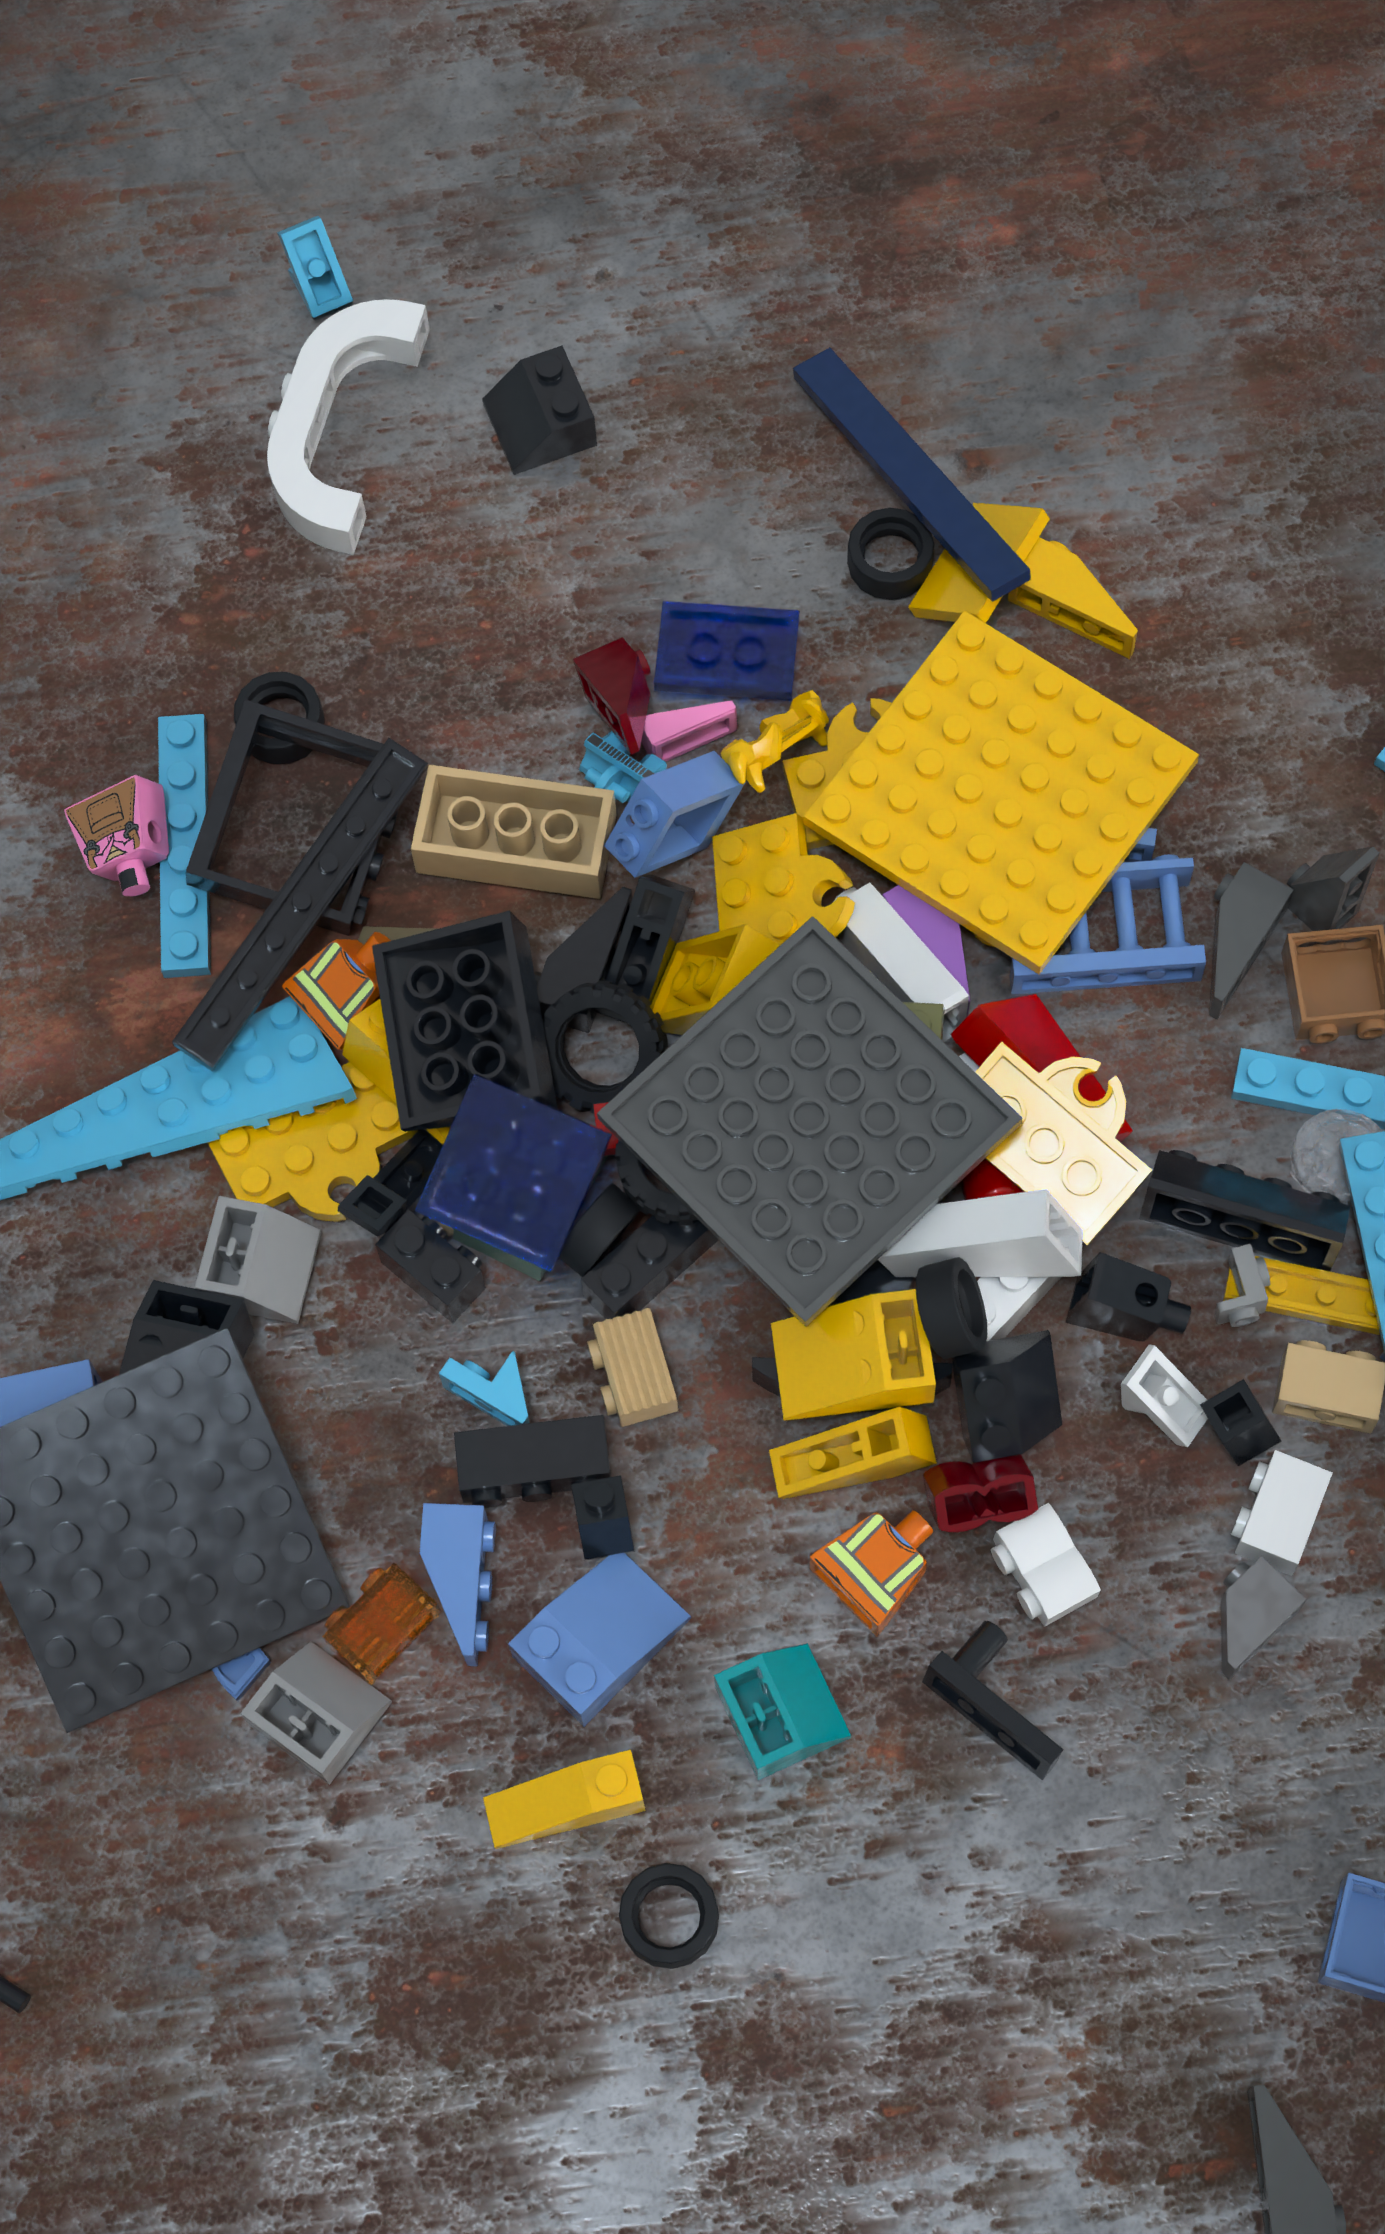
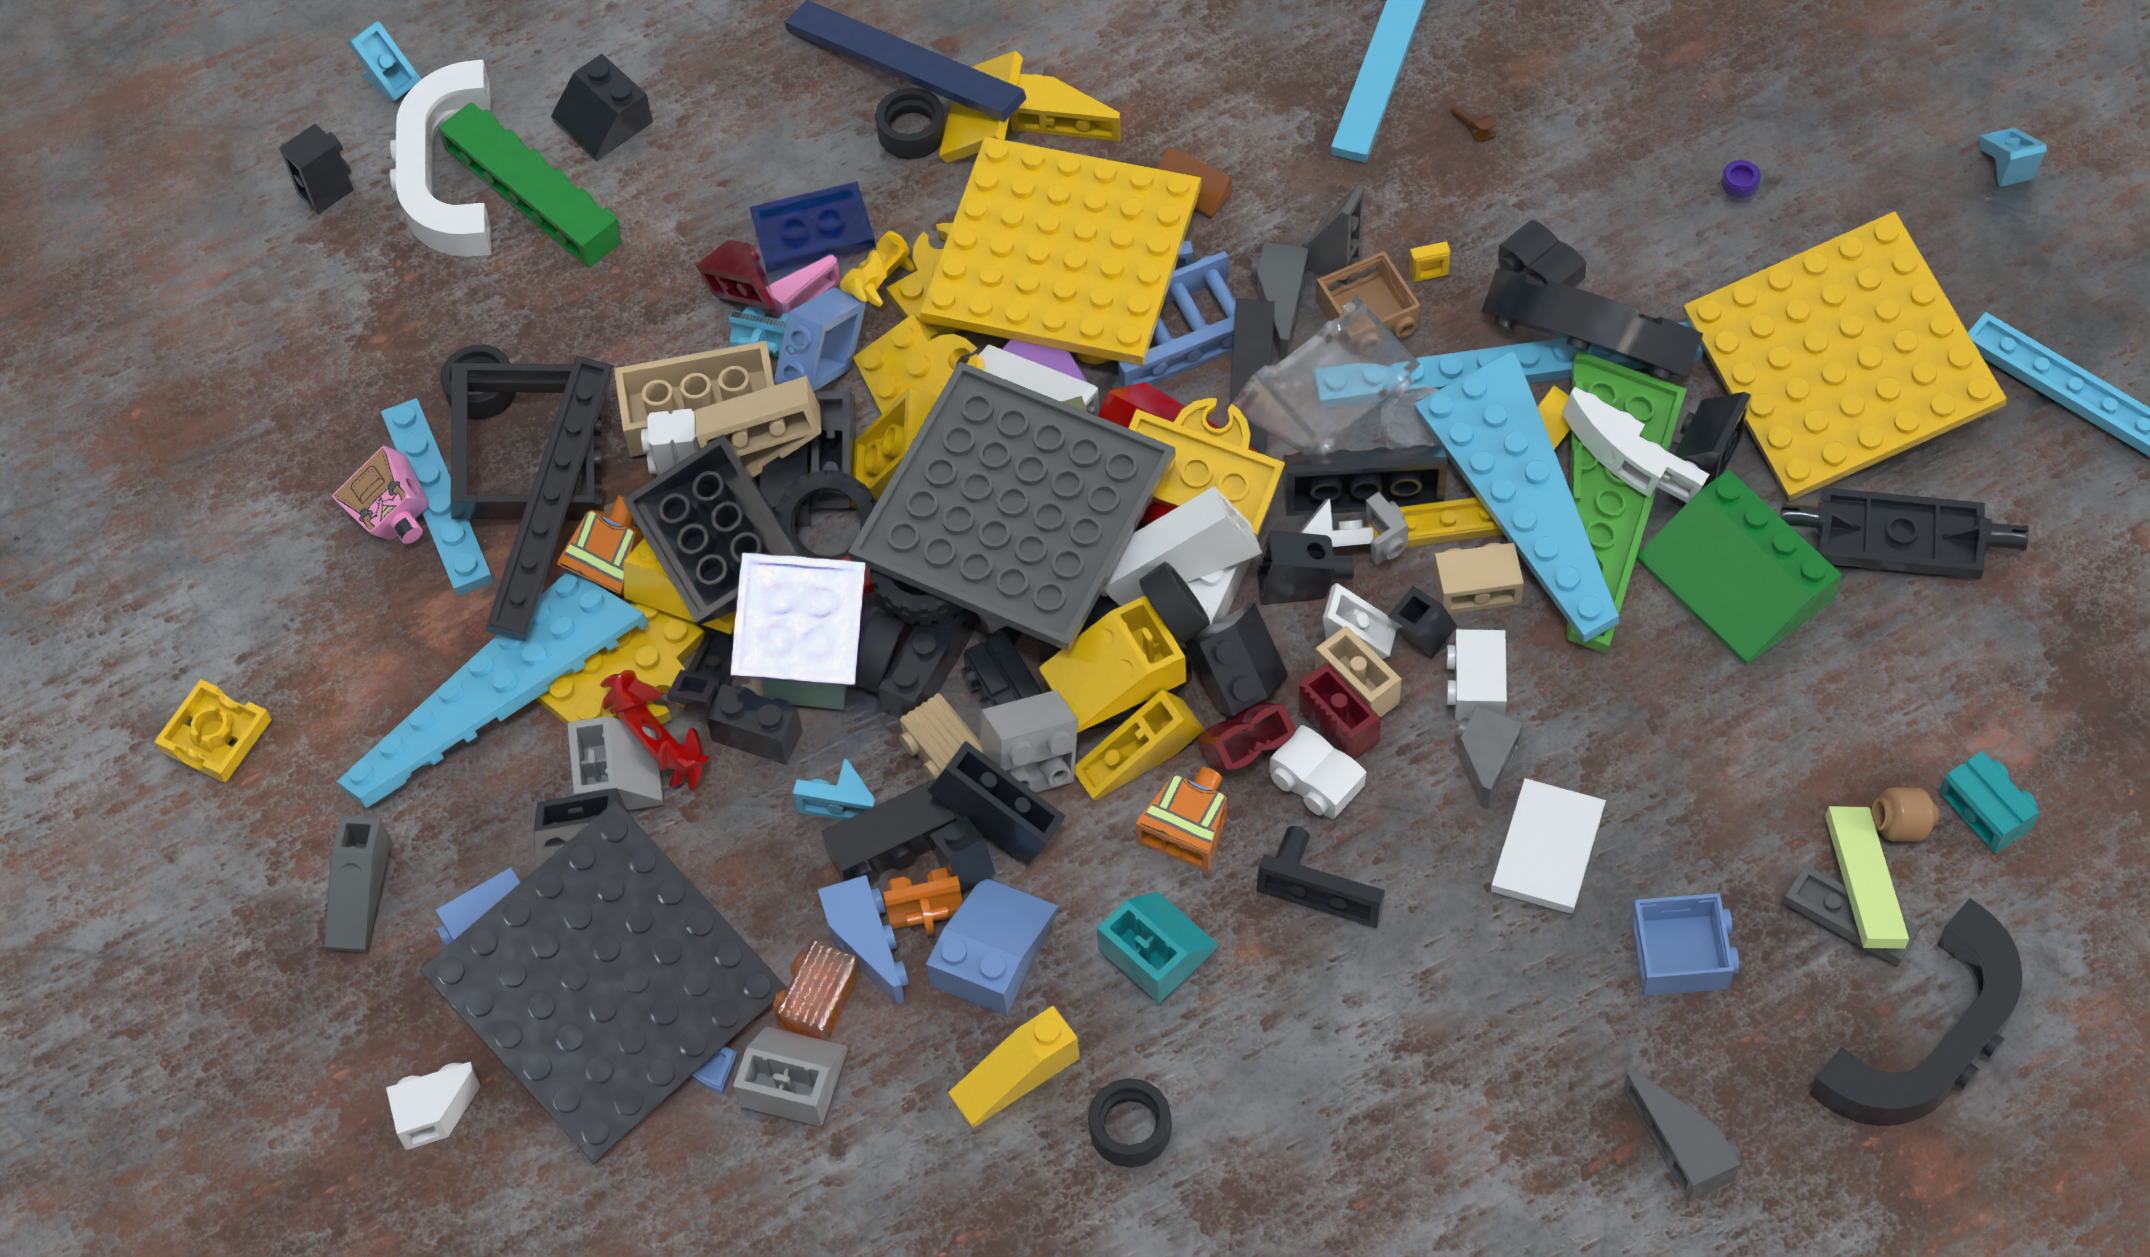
camera: 20 degrees left, 10 degrees down
(191, 383) = (317, 168): none -> black brick
(323, 1268) = (628, 701): none -> red piece
(425, 483) = (531, 184): none -> green brick
(462, 884) = (669, 439): none -> white brick
(539, 1561) = (922, 902): none -> orange hips
(566, 899) = (763, 422): none -> tan wedge
(660, 1474) = (996, 803): none -> black brick
(725, 1414) = (1032, 739): none -> light grey slope
(729, 1315) = (998, 672): none -> black brick
(1098, 1501) = (1339, 711): none -> dark red brick
(1138, 1463) = (1361, 669): none -> tan brick
(1165, 1024) = (1251, 352): none -> black tile
(1198, 1276) = (1348, 534): none -> white slope
(1215, 760) = (1215, 185): none -> dark orange slope
(1245, 1081) = (1328, 381): none -> clear windscreen
(1280, 1756) = (1548, 846): none -> white tile

